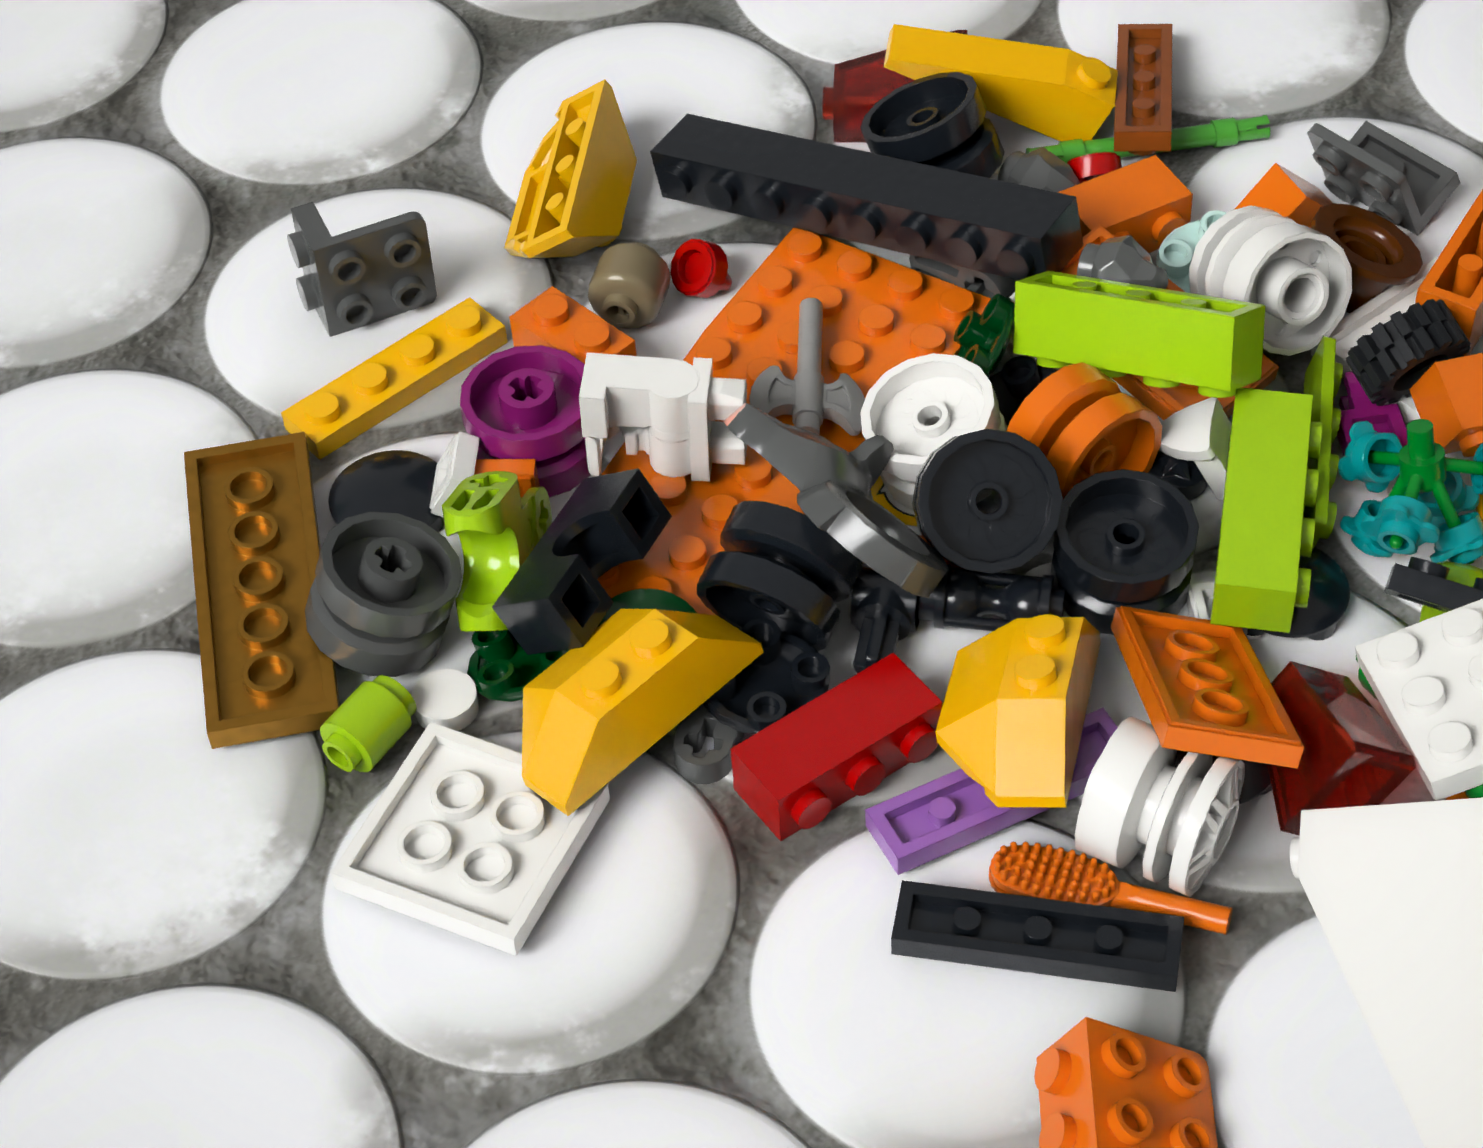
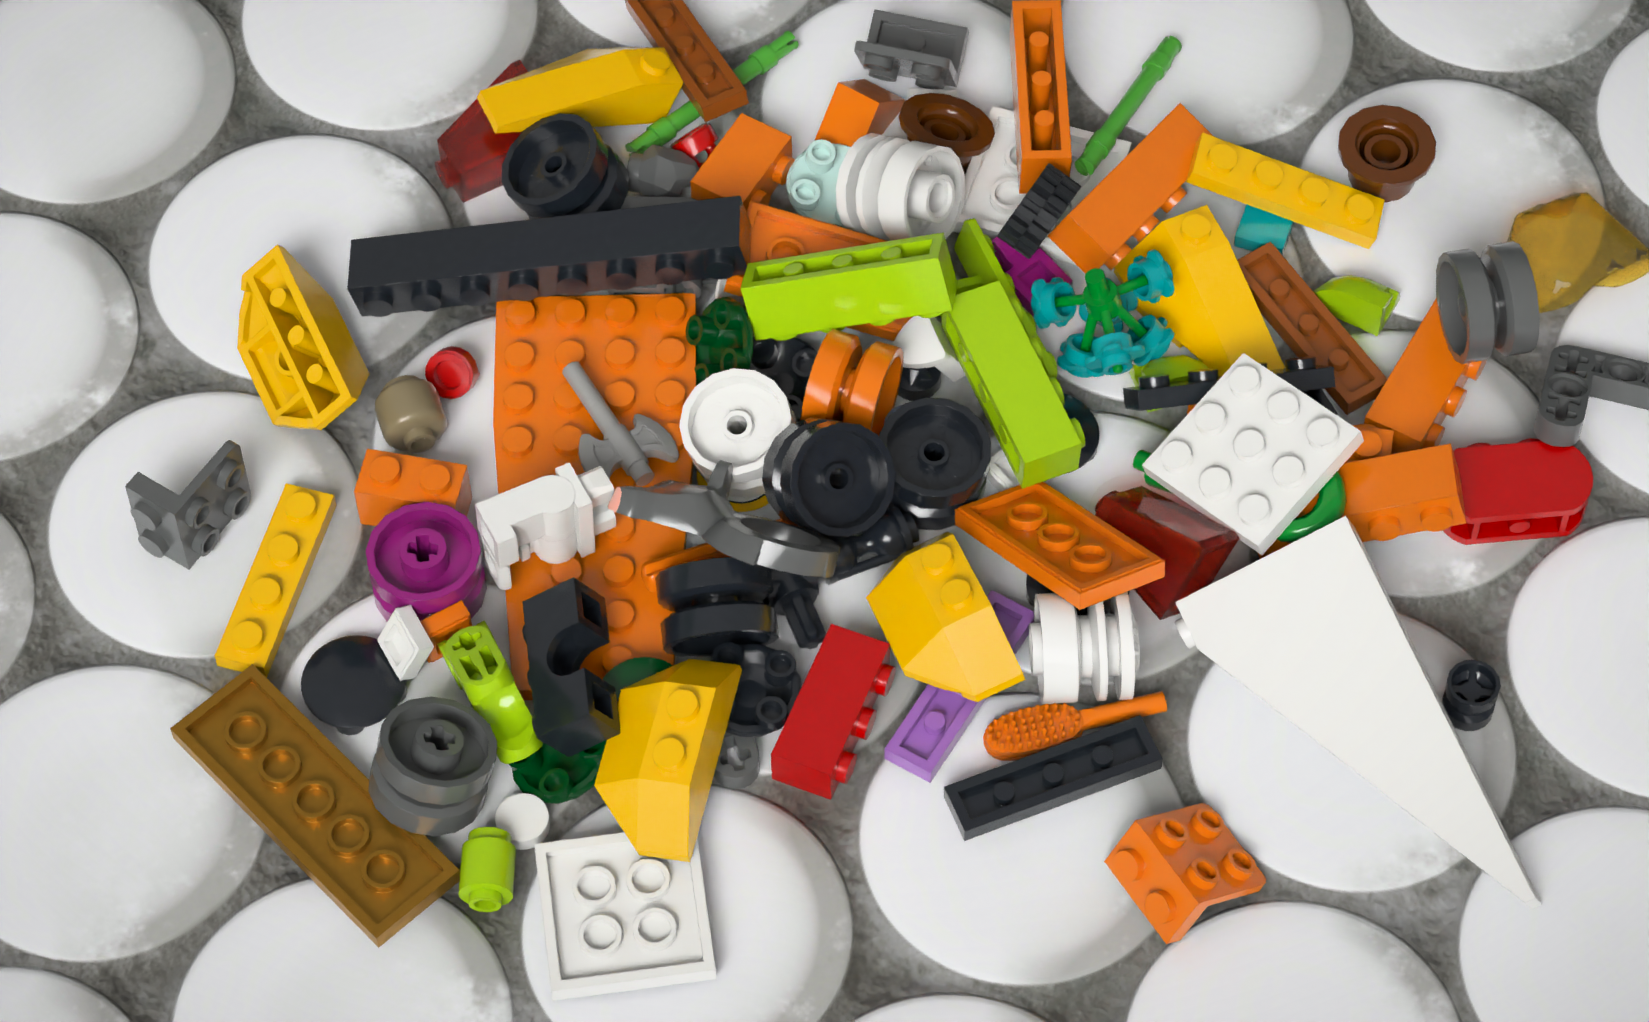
camera: 35 degrees left, 10 degrees up
(1121, 261) = (800, 235): dark grey rock -> none

